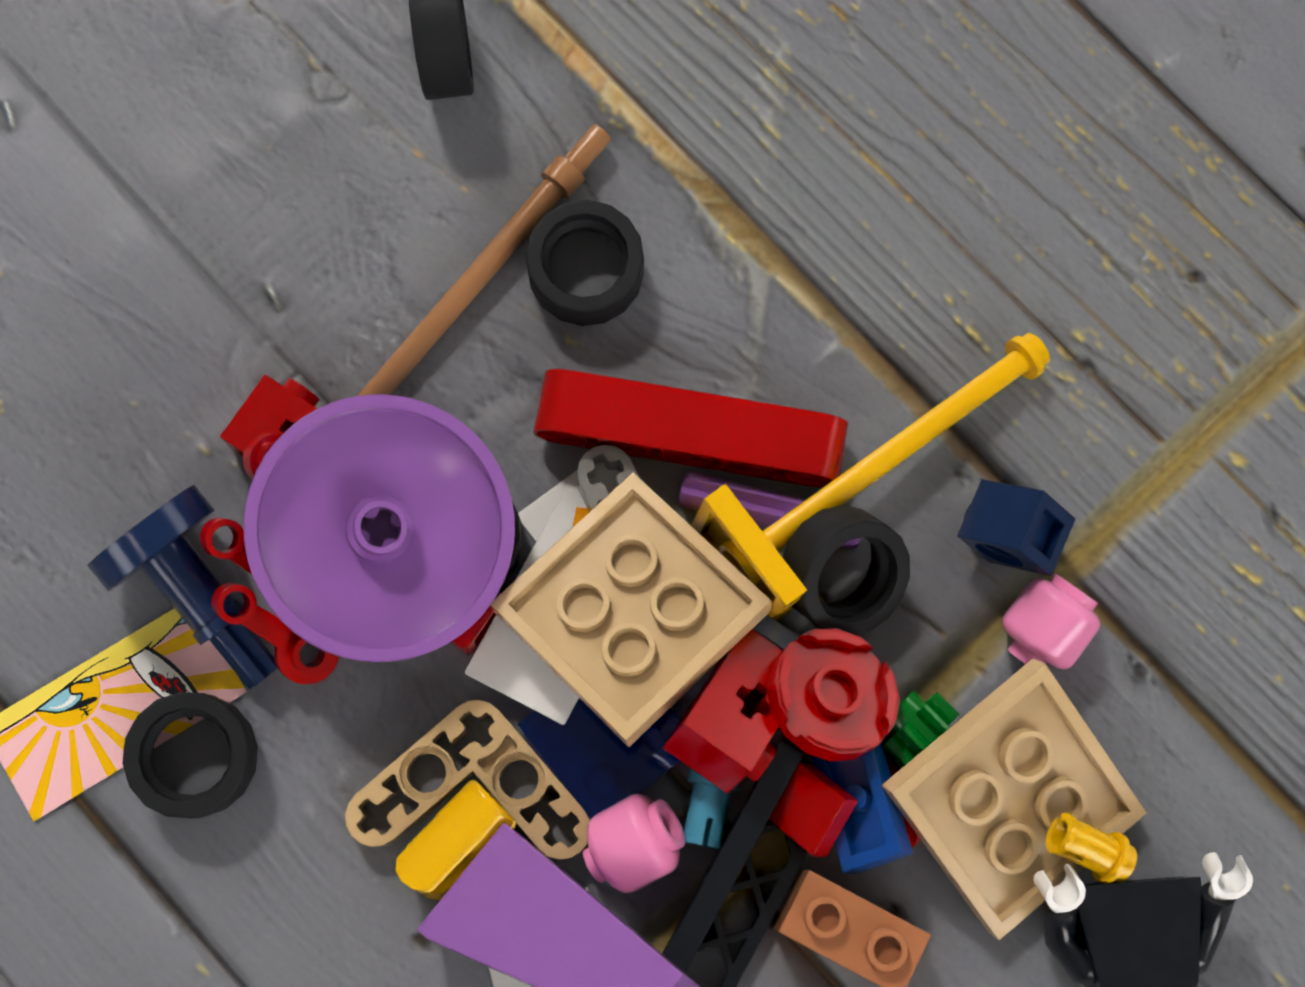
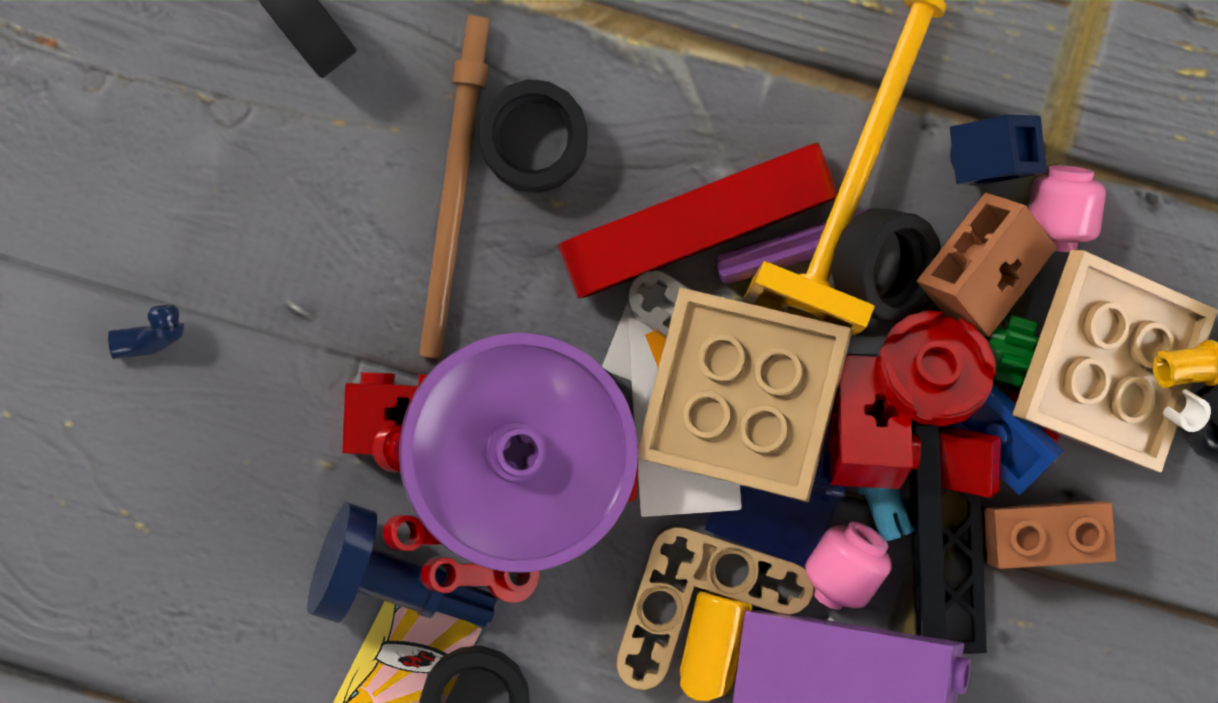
camera: 30 degrees left, 10 degrees up
(120, 239) = (147, 340): none -> dark blue arm
(944, 627) = (987, 263): none -> nougat brick

